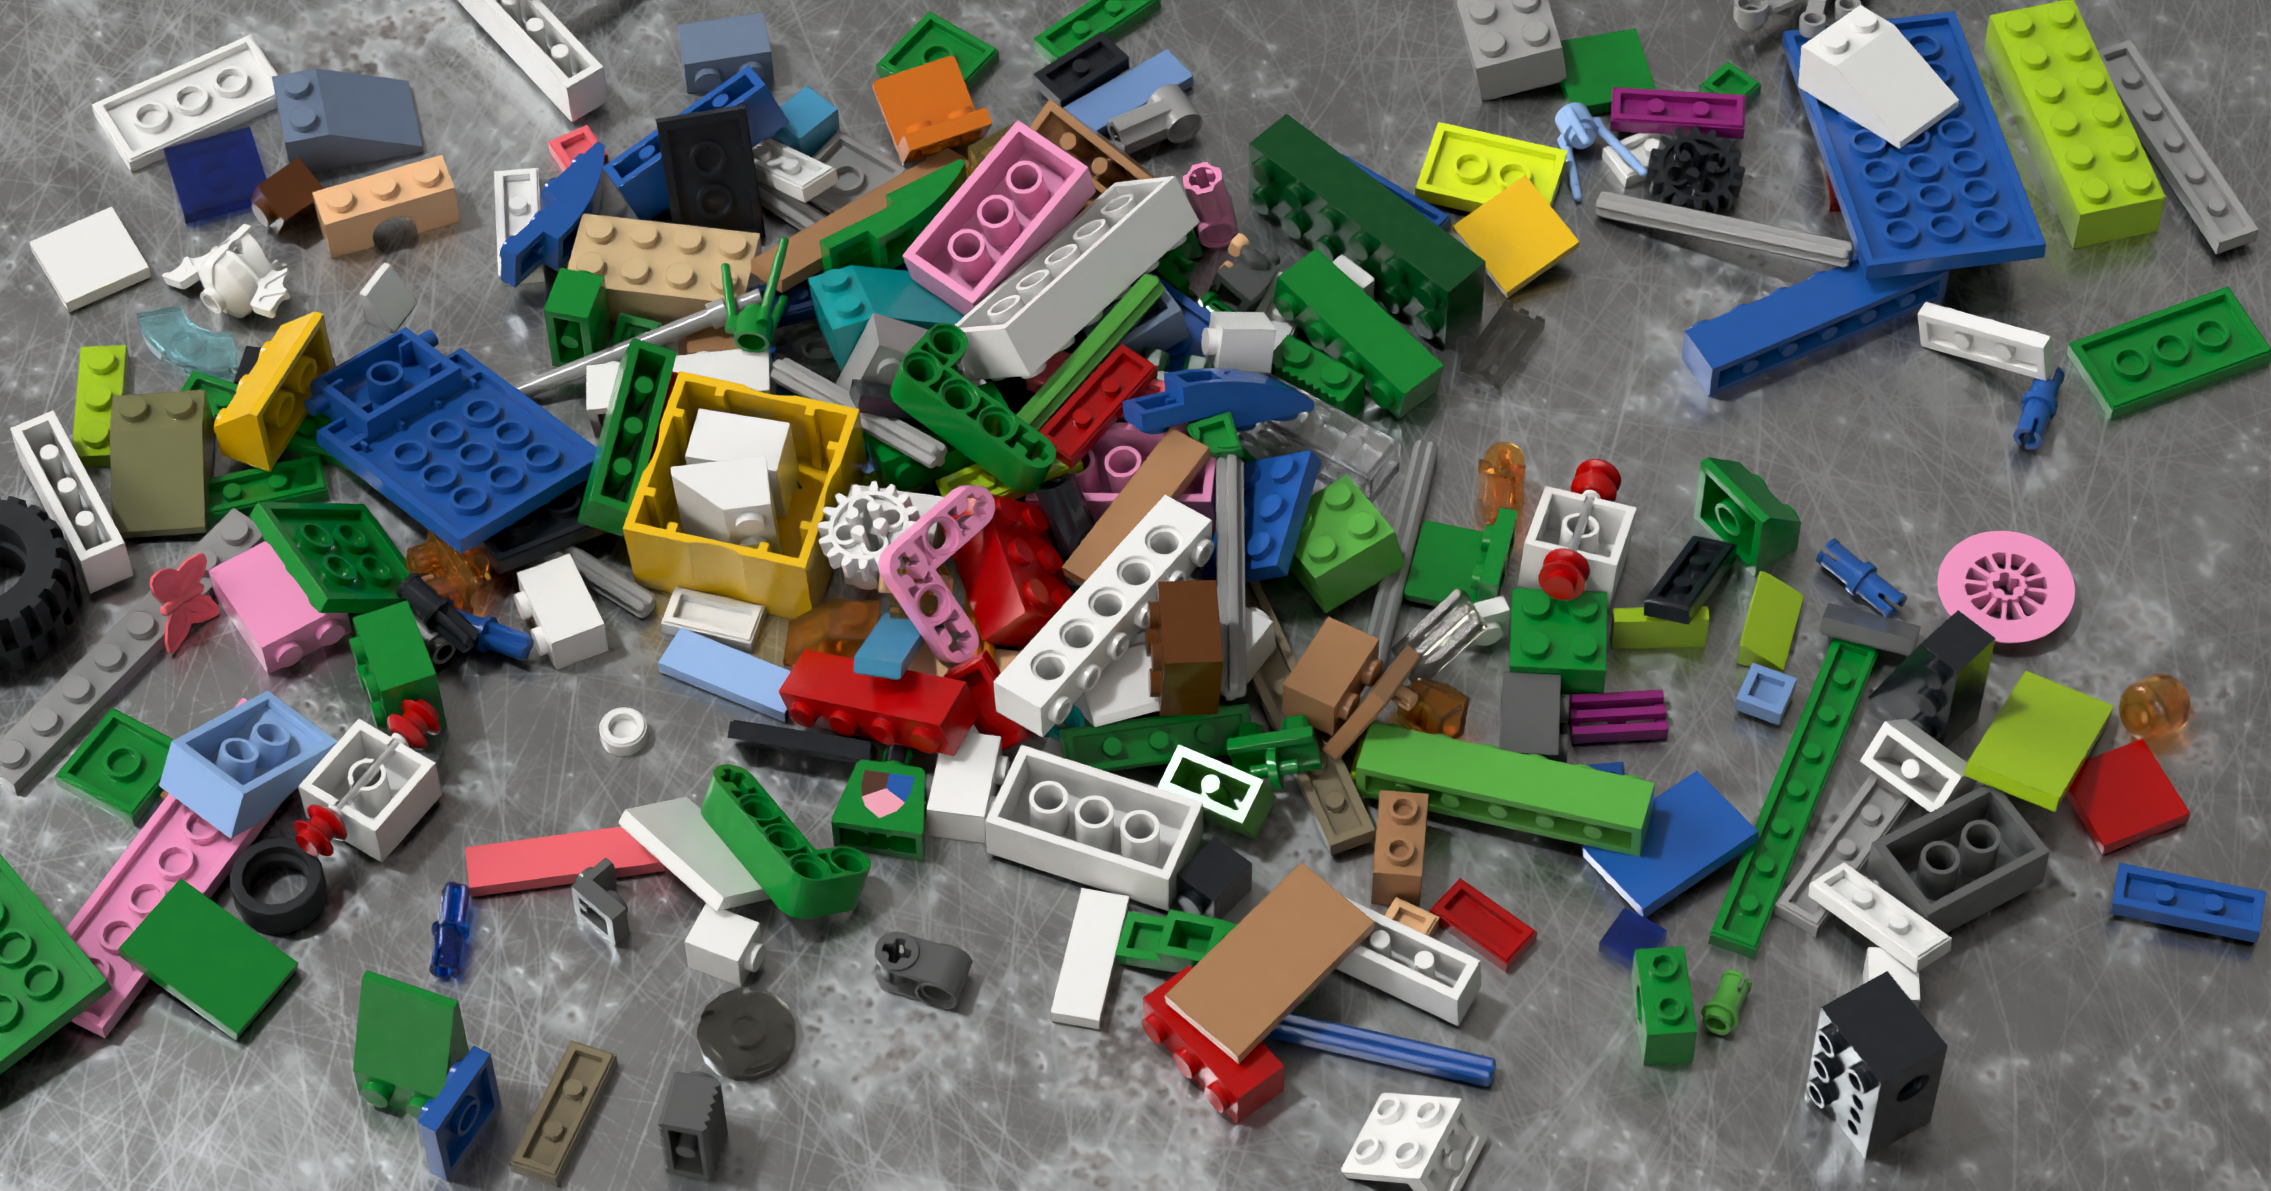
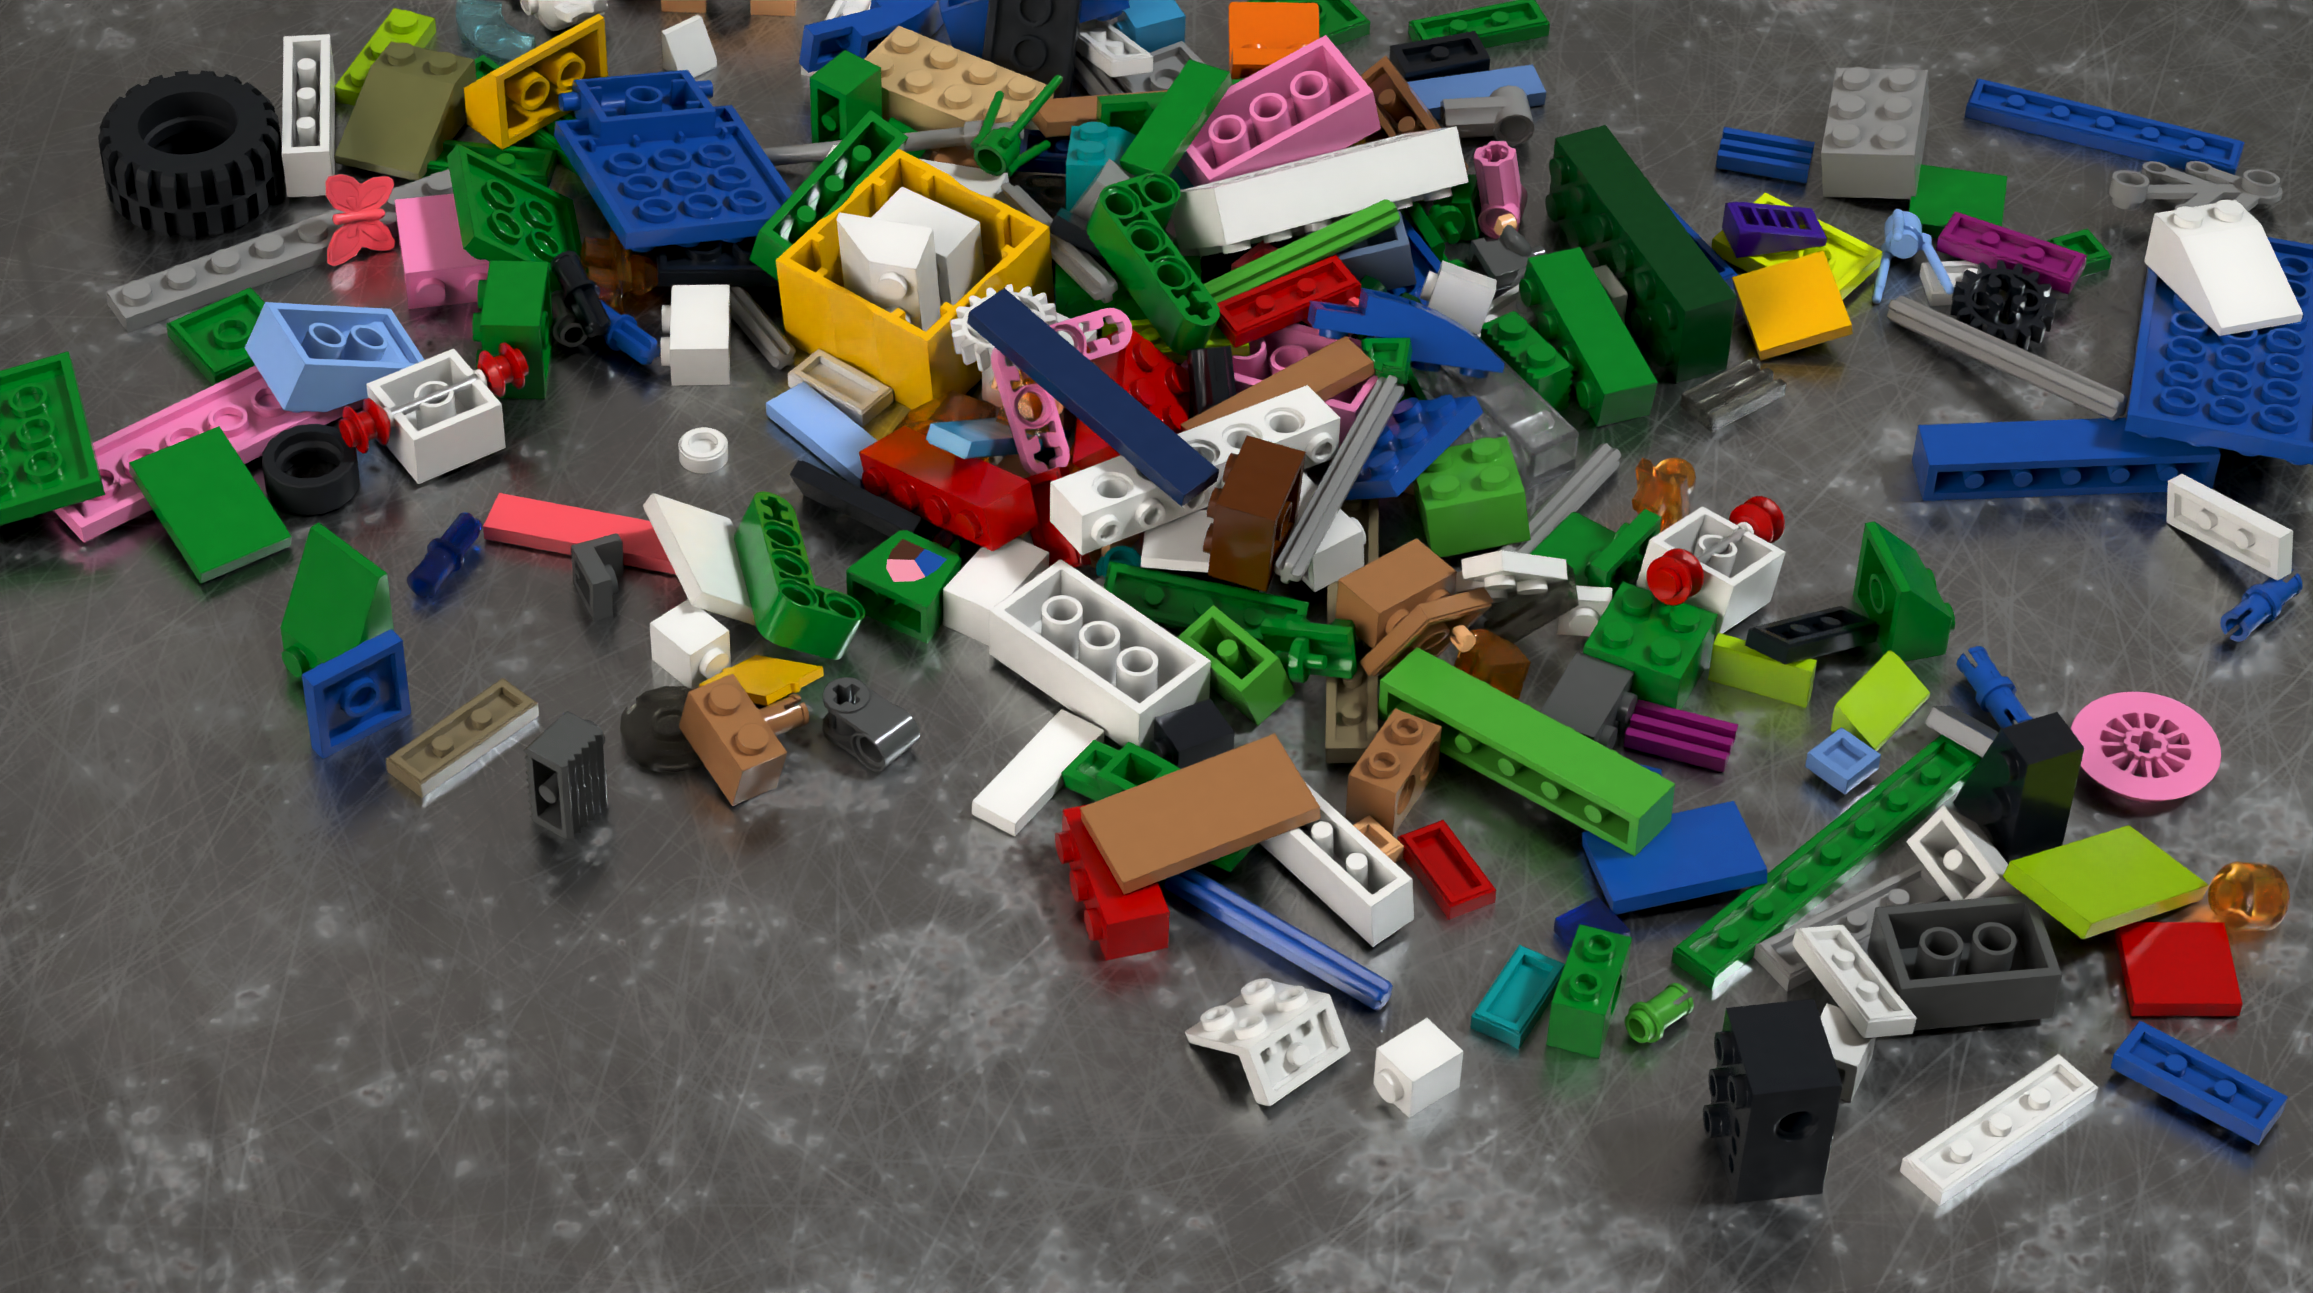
camera: 20 degrees right, 10 degrees down
(807, 959) = (770, 678): none -> yellow piece
(821, 1028) = (738, 738): none -> medium nougat brick
(917, 253) = (1176, 119): none -> green tile
(996, 585) = (1093, 397): none -> dark blue tile
(1413, 70) = (1765, 155): none -> blue tile
(1421, 623) = (1509, 572): none -> white plate
(1451, 184) = (1762, 228): none -> dark purple slope
(1556, 1134) = (1417, 1068): none -> white brick
(1601, 1028) = (1518, 997): none -> teal tile
(2046, 1007) = (1998, 1129): none -> white tile

